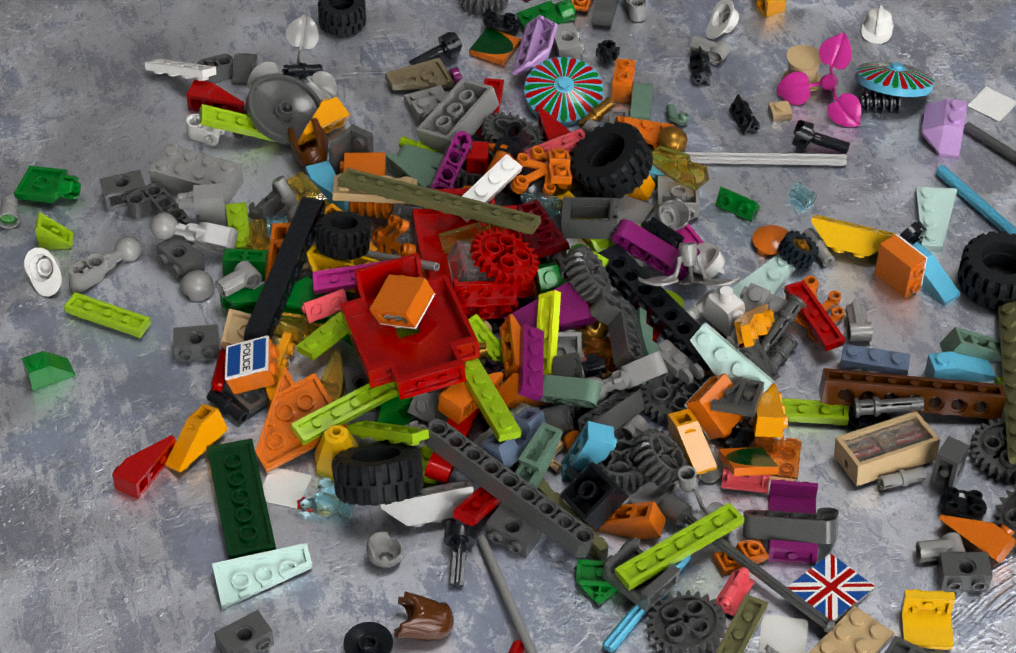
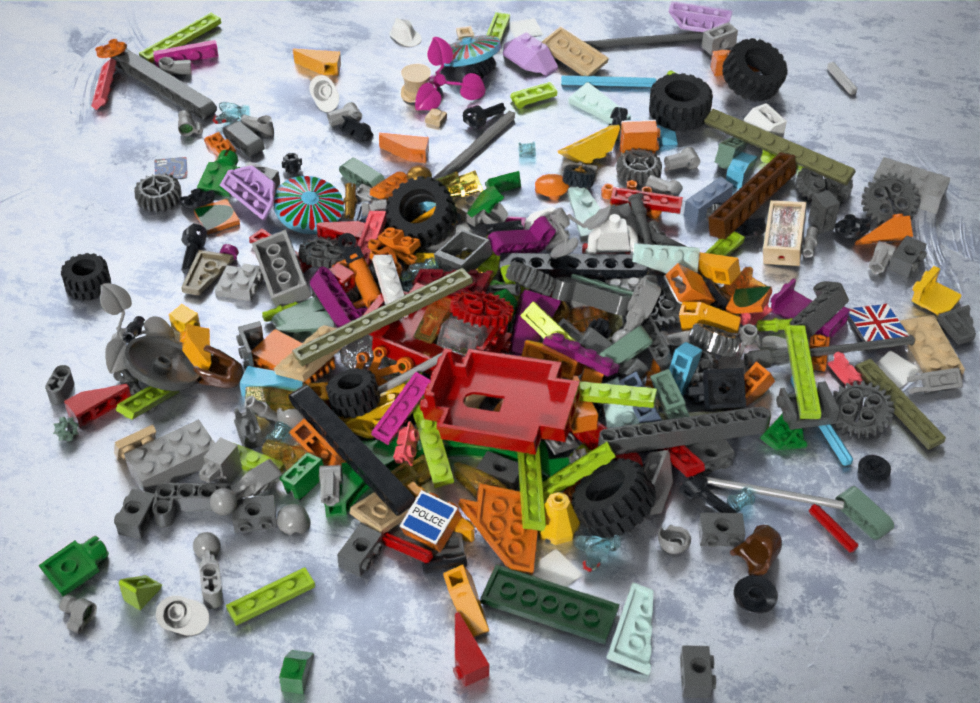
camera: 55 degrees left, 0 degrees up
(167, 101) = (60, 427): none -> sand green gear
(177, 68) = (35, 406): white plate -> none
(186, 141) = (134, 441): none -> tan plate
(202, 133) = (120, 427): white piece -> none
(242, 67) = (80, 367): dark grey slope -> none
(351, 95) = (182, 316): none -> yellow brick
(402, 301) = (476, 386): orange piece -> none
(427, 579) = (721, 529): none -> dark grey brick
(478, 581) = (741, 499): none -> clear light blue bush
(623, 81) = (331, 170): orange brick -> none
(673, 116) = (394, 166): sand green arm -> none
(677, 198) = (486, 201): none -> green slope
(715, 117) = (405, 146): none -> orange slope
(740, 399) = (704, 268): dark grey wing -> none
(740, 499) = (772, 325): none -> lime axle
(743, 115) = (433, 134): black hinge -> none
(753, 324) = (649, 228): light orange slope -> none
(869, 287) = (638, 166): none -> dark grey gear
(875, 404) = (753, 214): dark grey pin -> none
(891, 159) = (533, 94): none -> lime plate
(922, 320) = (687, 157): none -> light grey piece
(925, 63) = (464, 32): none -> tan plate
(962, 83) = (498, 25): none -> lime plate
(987, 154) = (575, 52): none -> tan plate

